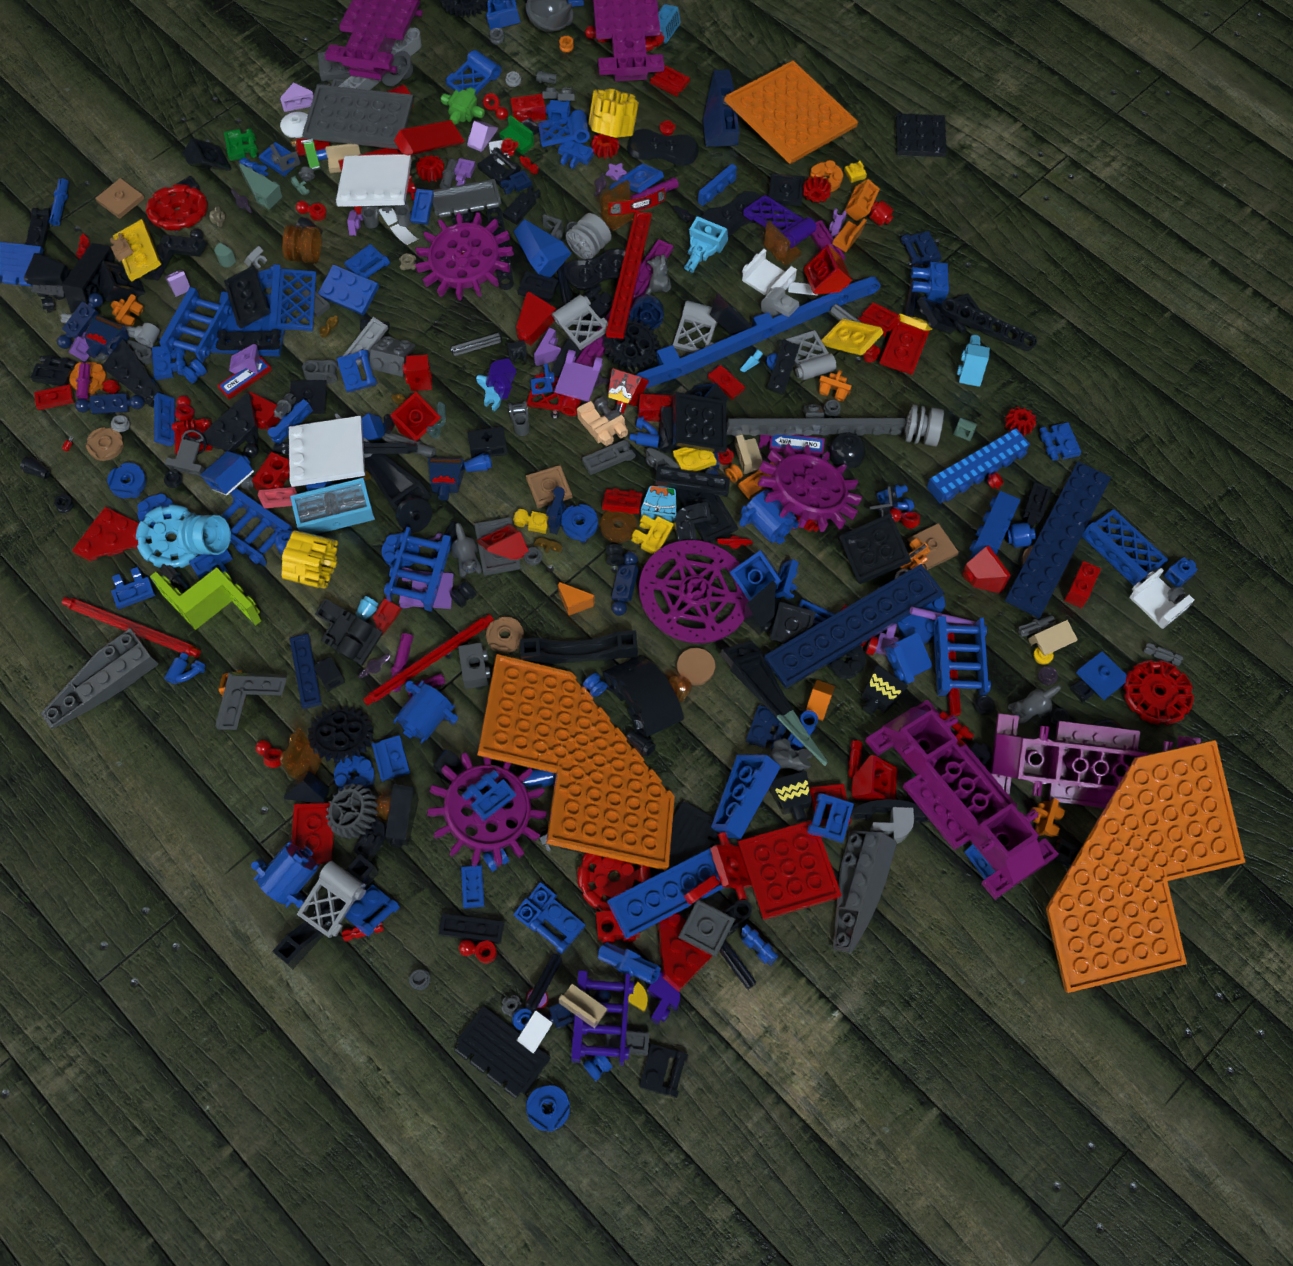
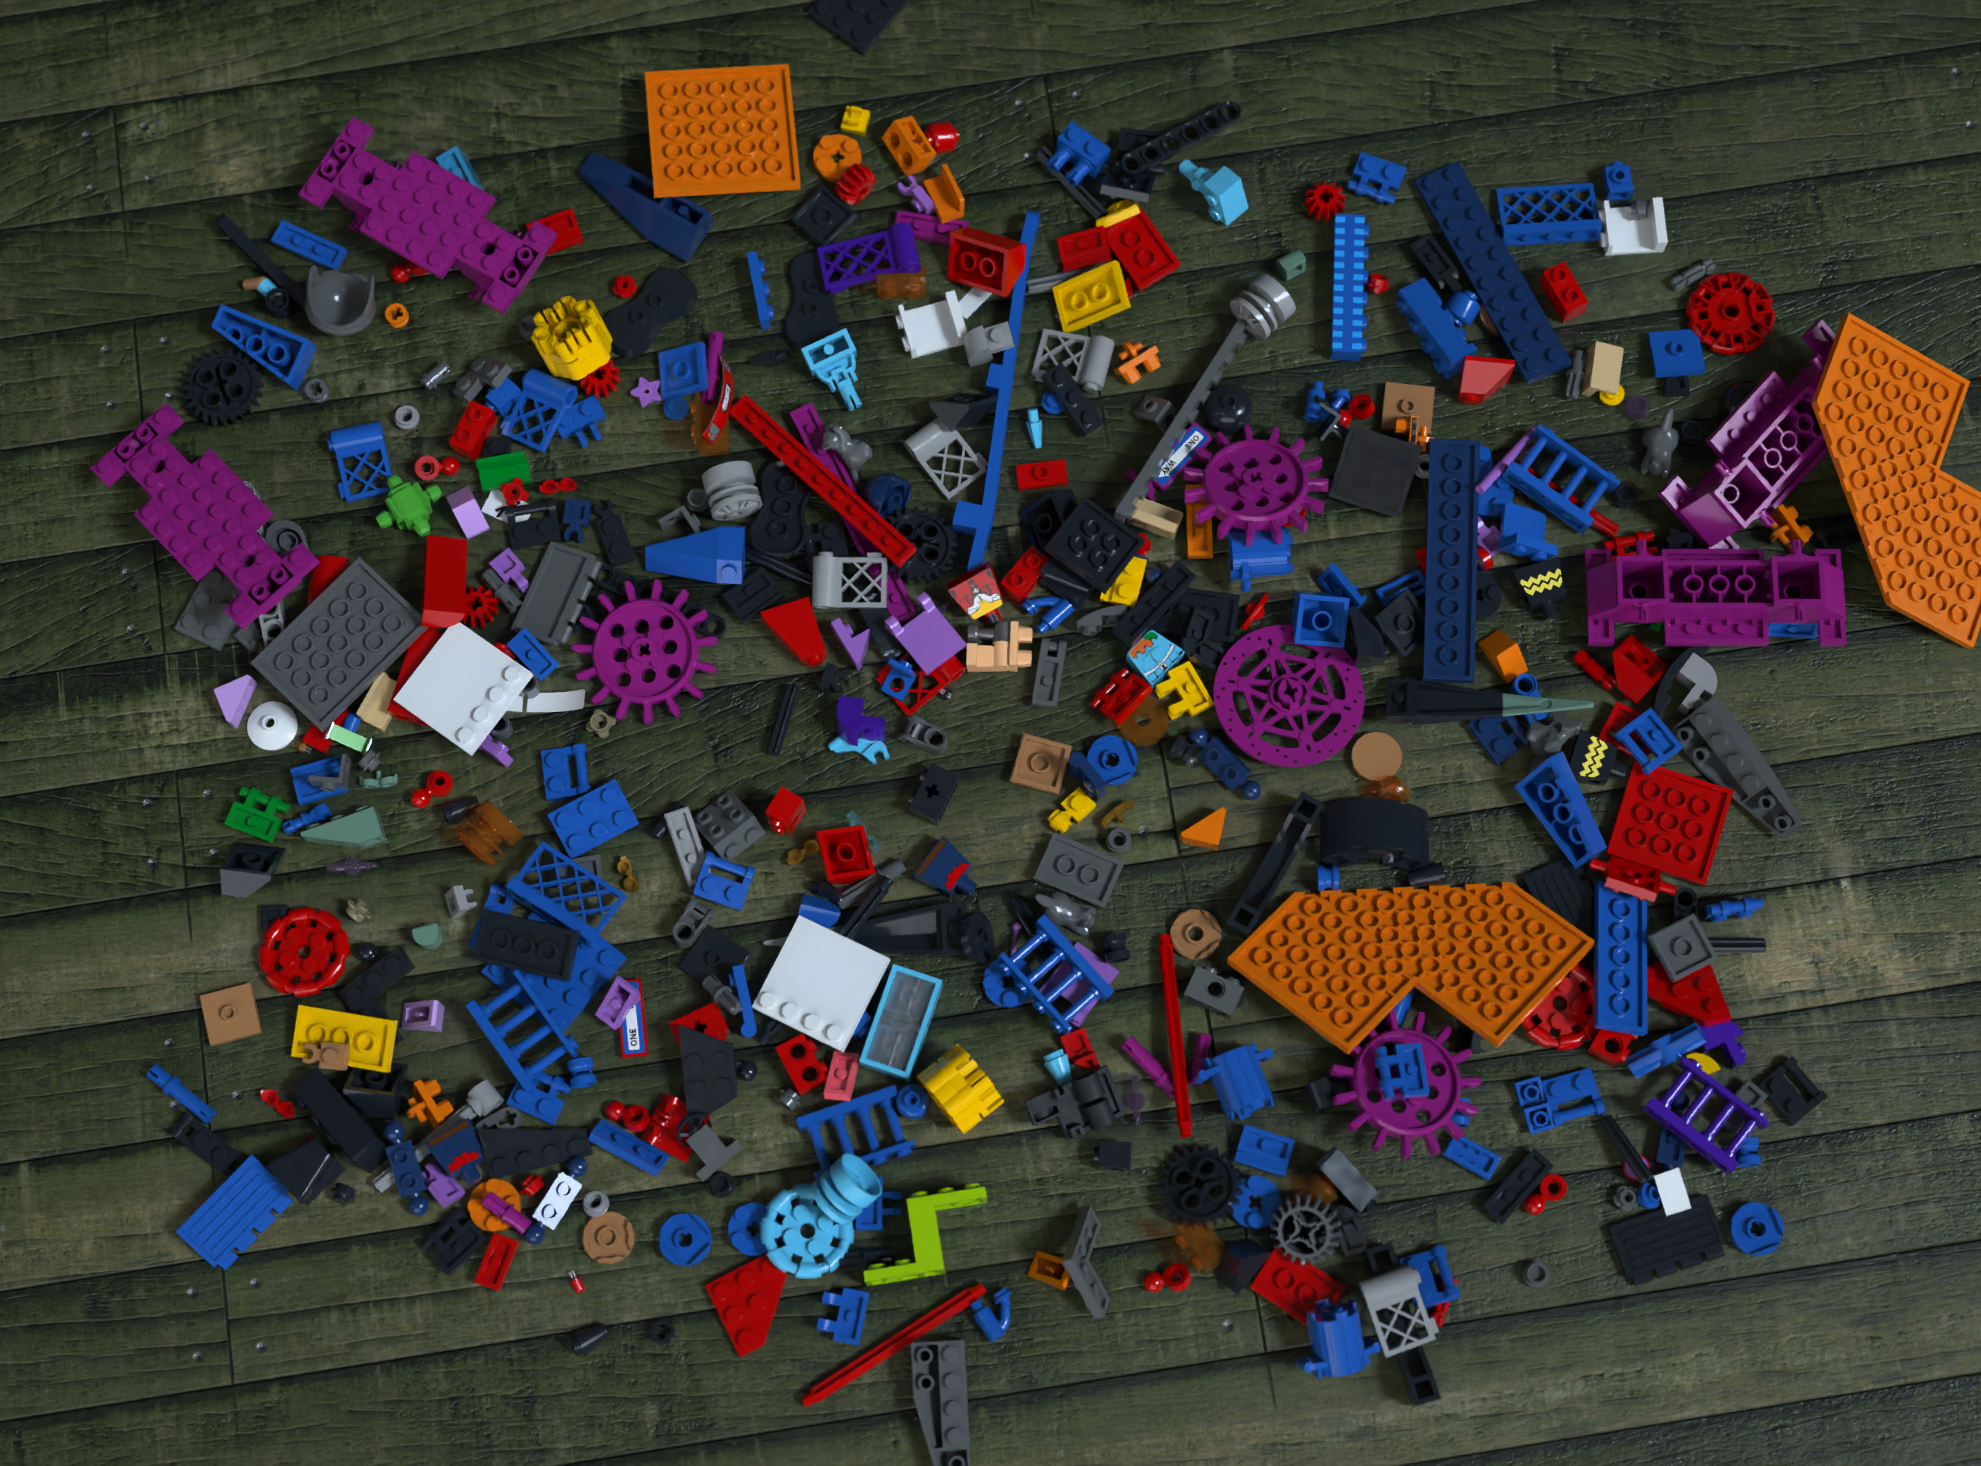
camera: 50 degrees left, 10 degrees up
(227, 472) = (769, 1114): blue piece -> none
(244, 339) = (588, 981): black plate -> none
(305, 672) = (1088, 1180): dark blue tile -> none
(479, 463) = (954, 821): blue cone -> none
(505, 542) = (1088, 861): red slope -> none
(583, 1006) = (1689, 1124): tan panel -> none
(600, 184) = (653, 423): clear purple piece -> none
(701, 889) = (1641, 924): red beam -> none
(734, 473) = (1169, 551): orange bush -> none
(832, 404) = (1164, 380): dark grey plate -> none
(925, 247) = (1022, 124): dark blue plate -> none

